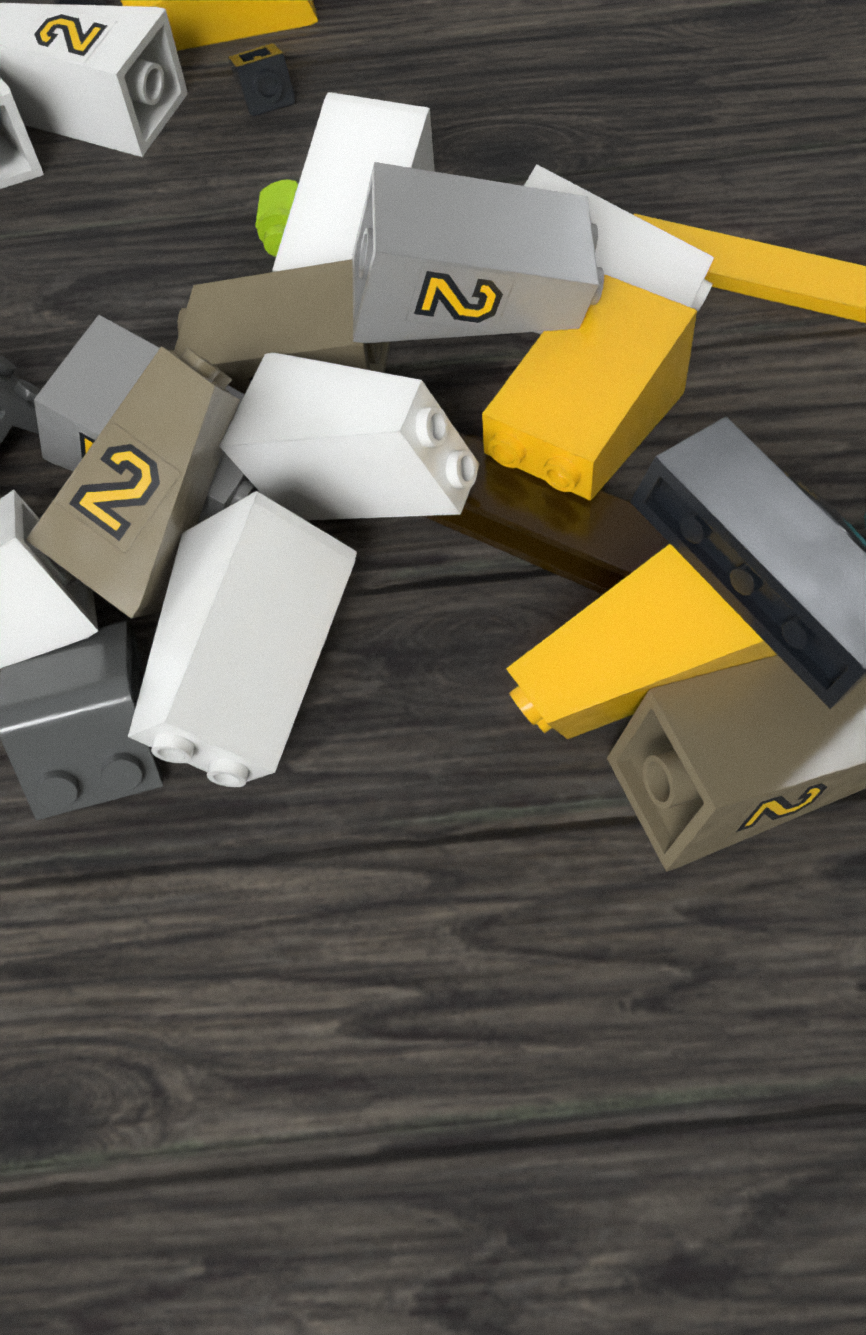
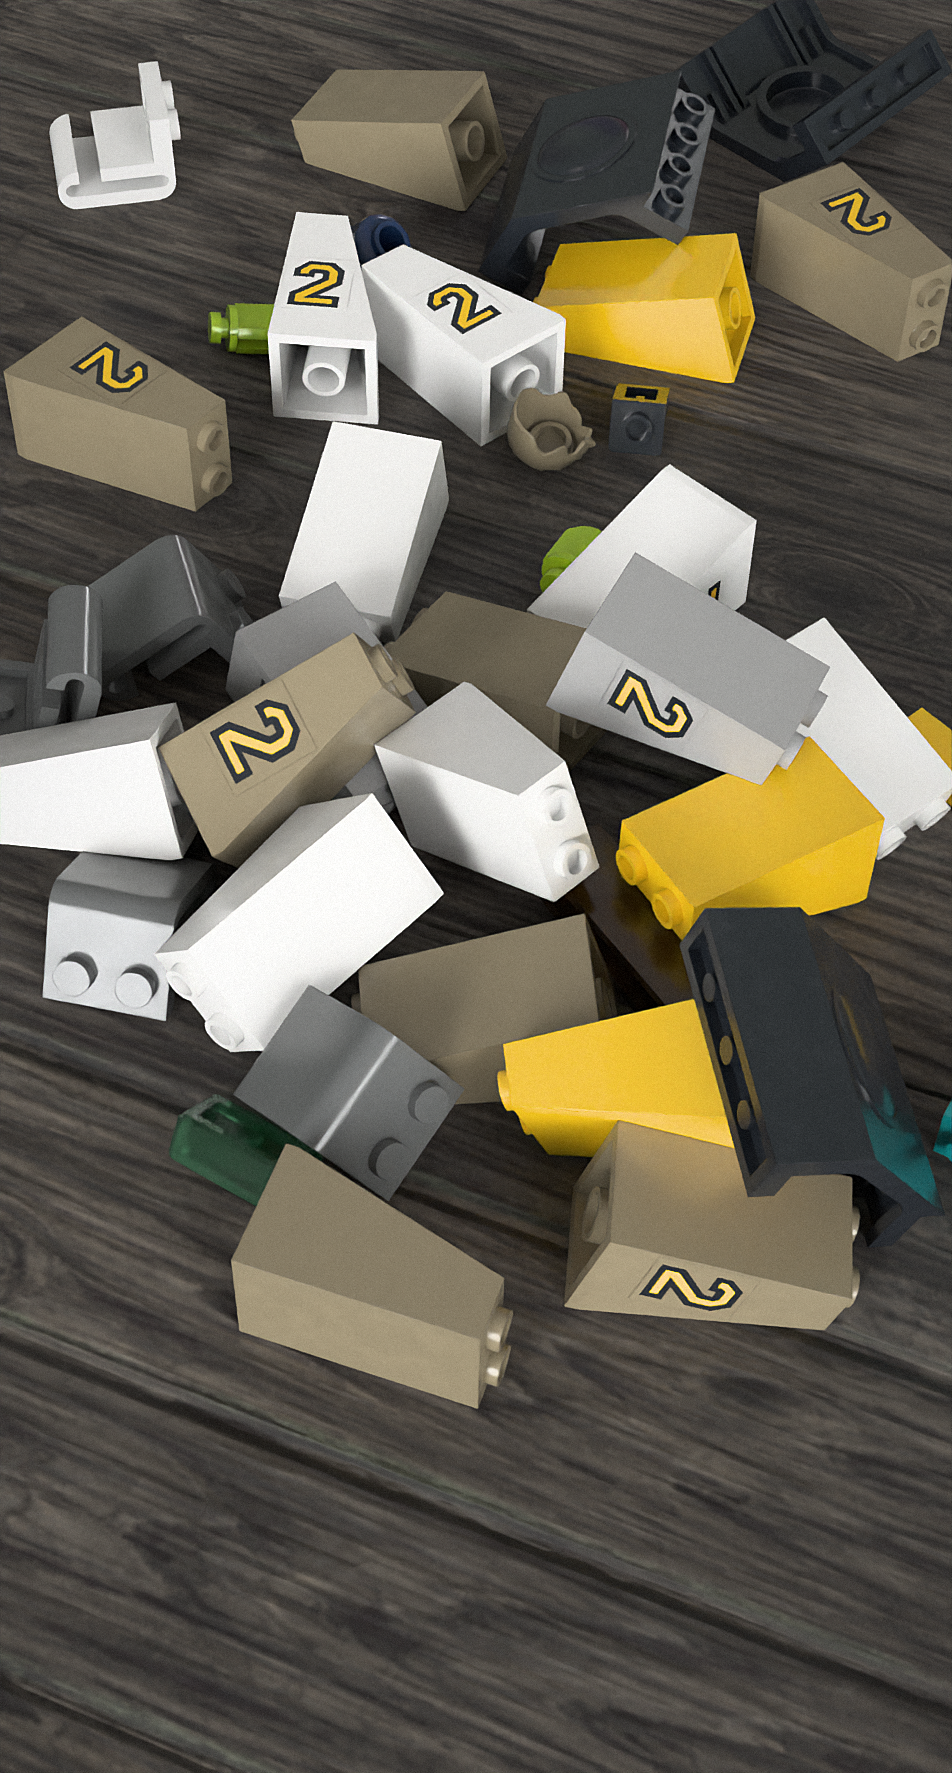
camera: 20 degrees right, 10 degrees down
(88, 252) = (370, 523): none -> white slope
(194, 117) = (547, 430): none -> dark tan hair
(304, 876) = (230, 1146): none -> clear green slope
(373, 776) = (349, 1091): none -> dark grey piece
(442, 645) = (489, 991): none -> dark tan slope
(508, 953) = (367, 1286): none -> dark tan slope

